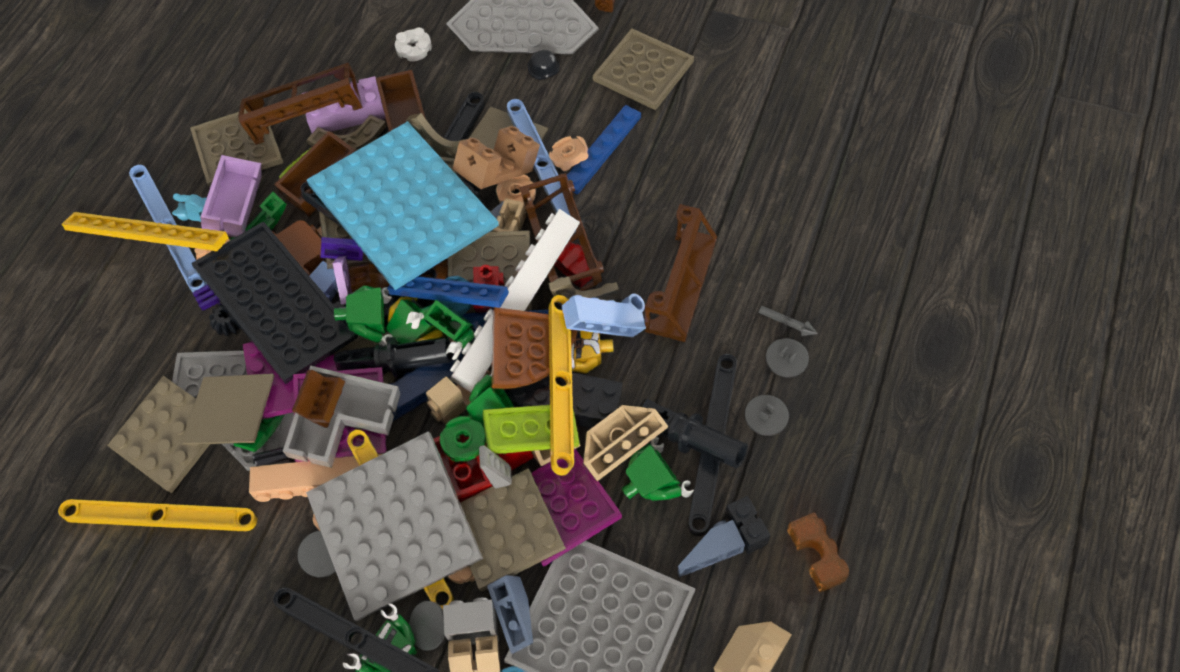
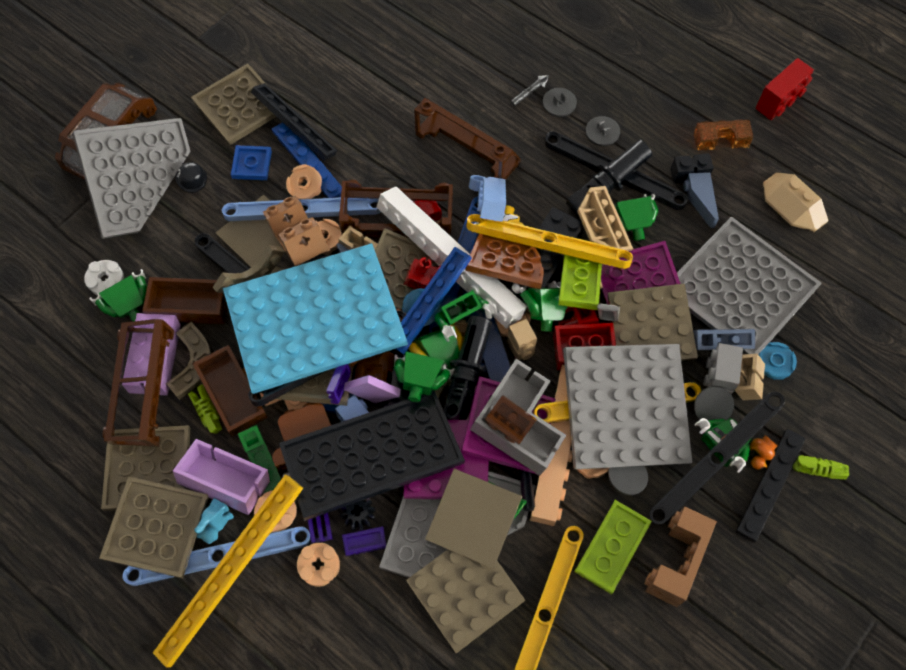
camera: 75 degrees left, 5 degrees up
(170, 296) = (310, 555): none -> light nougat plate
(176, 166) = (154, 527): none -> dark tan plate
(201, 628) = (693, 530): none -> medium nougat plate
(204, 334) = (364, 541): none -> dark purple tile
(241, 561) = (613, 547): none -> lime plate
(390, 60) = (123, 297): none -> green torso
(462, 451) = (578, 323): green plate -> none
(564, 287) = (458, 211): dark tan plate -> none
(578, 103) = (251, 162): none -> blue plate
(636, 117) = (294, 121): none -> black plate
(921, 610) = (784, 89): none -> red brick

